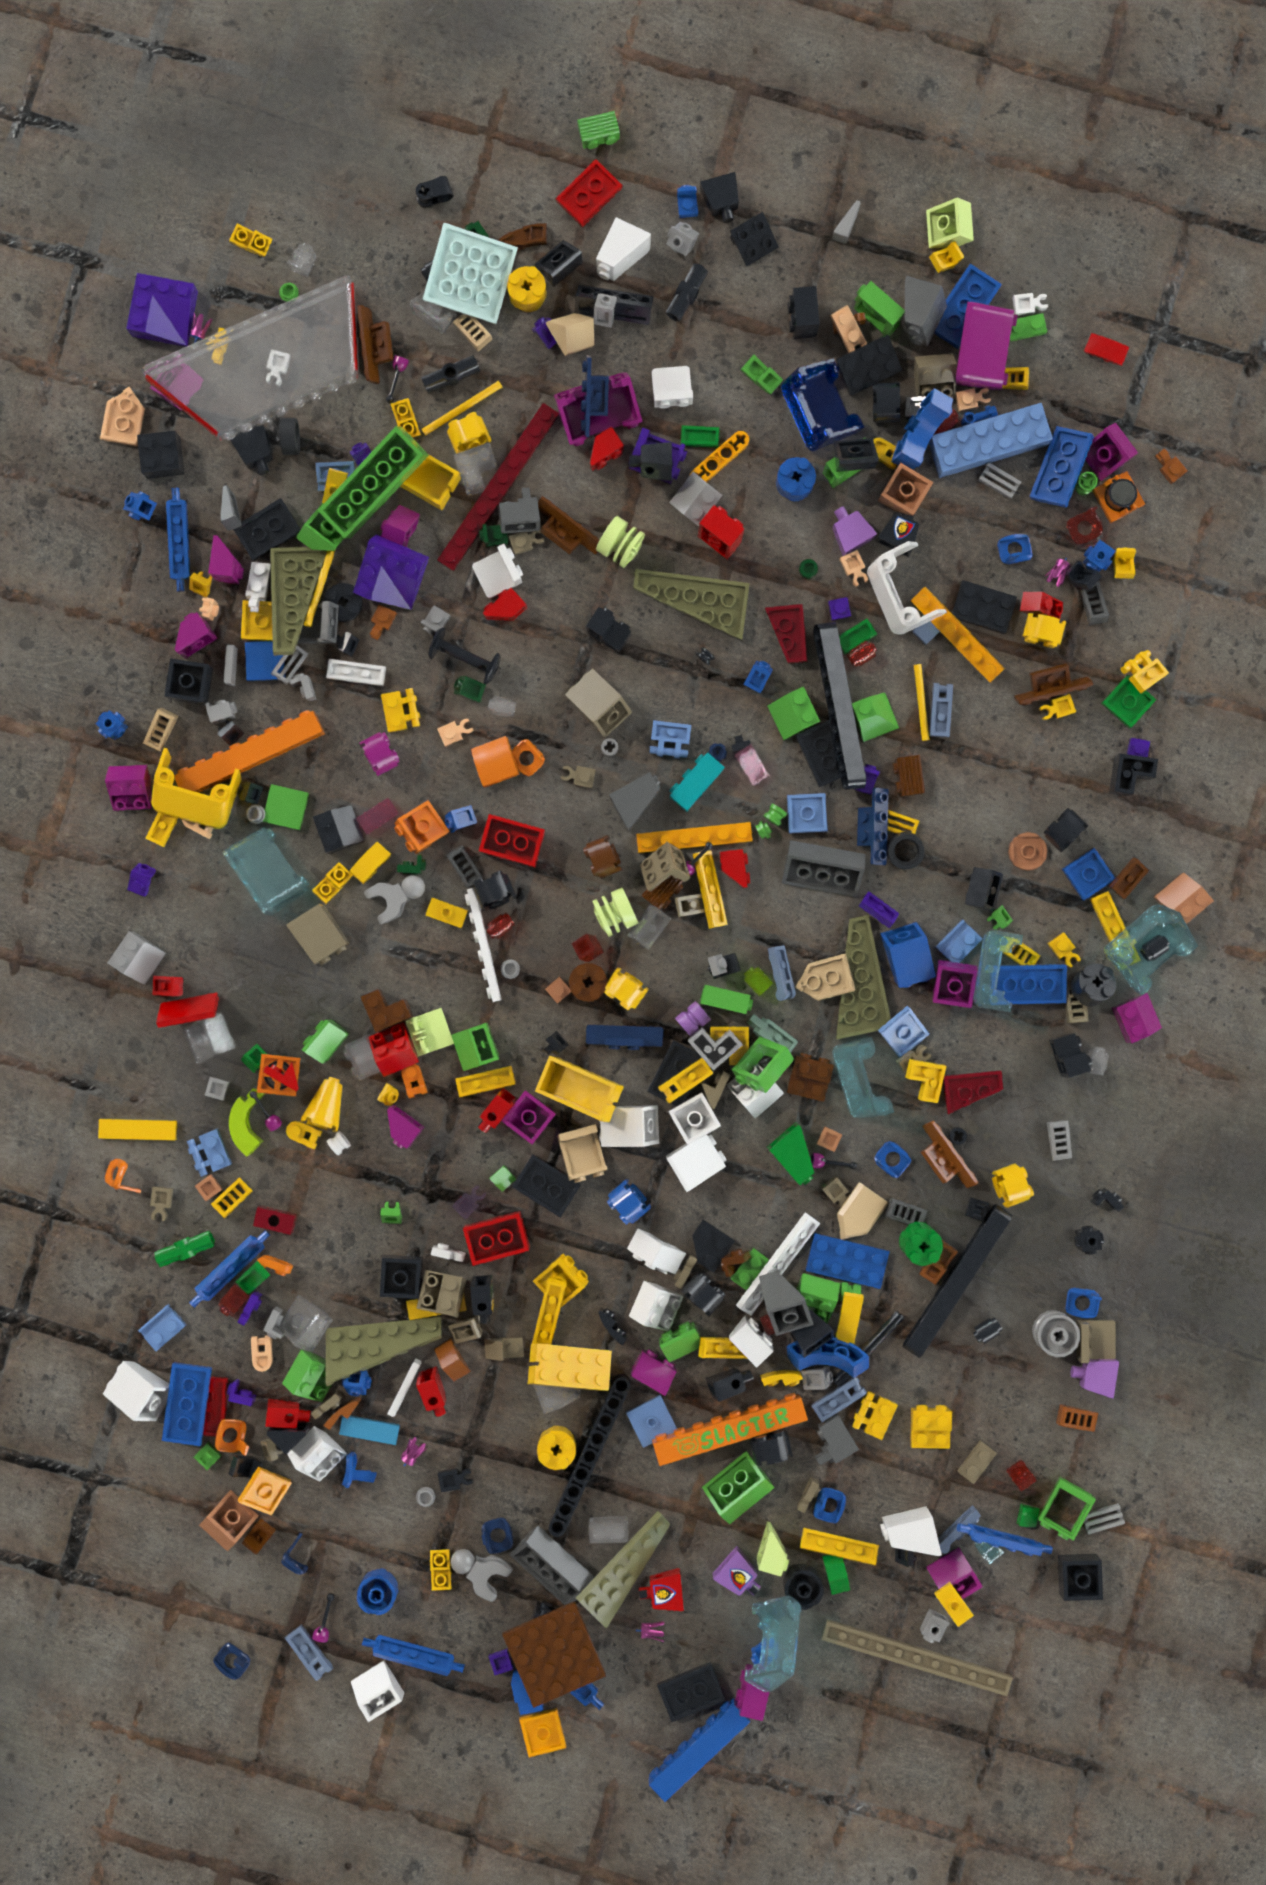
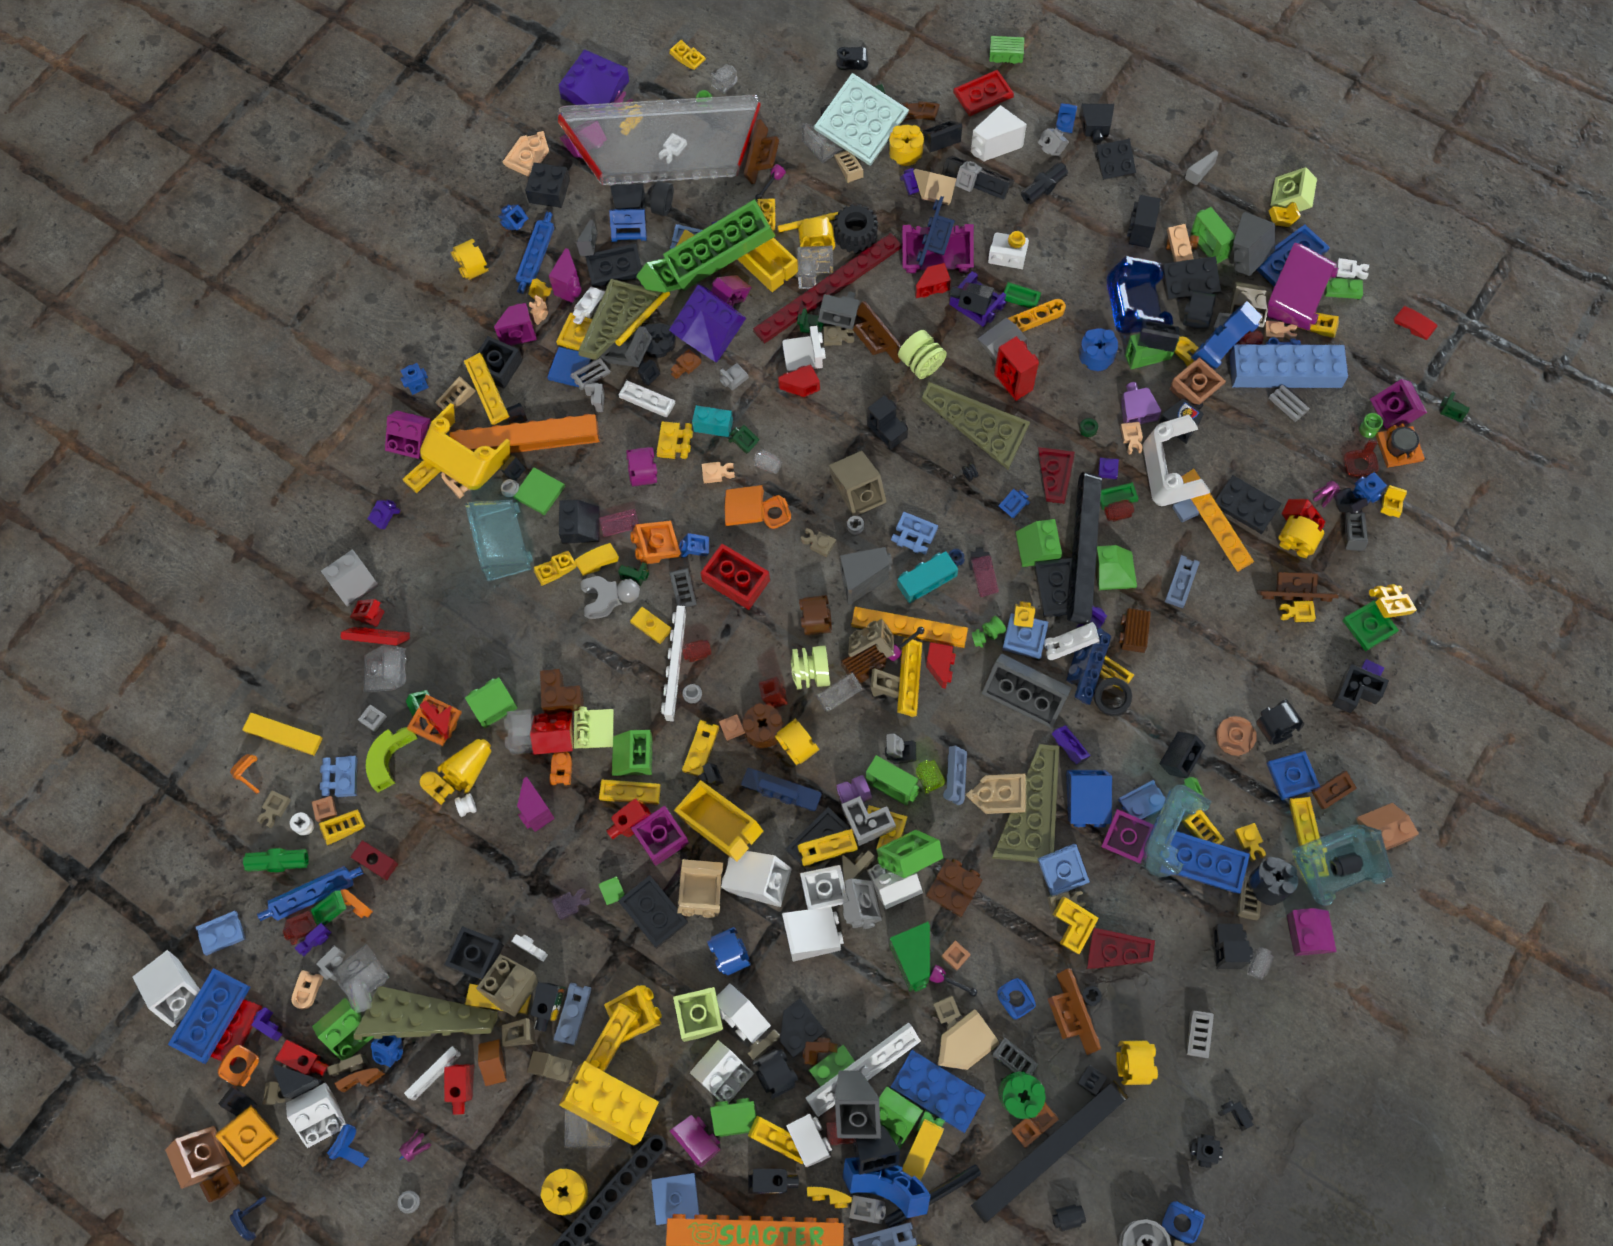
camera: 20 degrees right, 20 degrees down
(114, 573) = (469, 259): none -> yellow brick
(192, 718) = (486, 389): none -> yellow tile
(197, 1206) = (305, 827): none -> white wheel
(208, 1455) = (206, 1081): bright green tile -> none
(221, 711) = (514, 394): light grey brick -> none
(230, 665) = (538, 361): light grey tile -> none
(262, 474) = (628, 219): none -> blue plate
(272, 1121) = (410, 763): hinge -> none
(315, 1348) = (359, 996): none -> clear brick
(318, 934) = (523, 604): dark tan slope -> none
(369, 1429) = (380, 1108): dark azure tile -> none
(388, 1095) = (533, 773): yellow plate -> none
(391, 1215) = (488, 891): bright green tile -> none
(432, 679) = (712, 421): none -> teal brick
(439, 644) = (729, 392): black hose -> none
(451, 1479) = (442, 1190): black plate -> none
(462, 368) = (817, 190): black piece -> none
(493, 891) = (701, 615): black brick -> none
(496, 1238) = (583, 946): red brick -> none
(499, 396) = (851, 217): none -> black tyre
(507, 1298) = (572, 1014): none -> sand blue plate
(536, 1020) = (700, 749): none -> yellow plate
(608, 1320) = (666, 1070): black slope -> none
(619, 1265) = (698, 1014): none -> yellowish green slope
(677, 373) = (1016, 239): none -> yellow plate
(733, 1122) = (862, 904): none -> light grey plate
(762, 376) = (1091, 262): bright green slope -> none
(769, 1030) = (926, 825): sand green hinge -> none
(800, 792) = (1024, 614): none -> yellow bracket
(853, 807) = (1071, 641): none -> white plate
(854, 1080) = (1000, 923): clear light blue windscreen -> none
(921, 702) = (1165, 570): yellow bar -> none
(1007, 558) = (1289, 457): blue piece -> none
(1061, 466) = (1350, 404): blue plate -> none
(1165, 440) = (1453, 409): none -> dark green bracket
(1172, 468) = (1455, 436): dark orange plate -> none

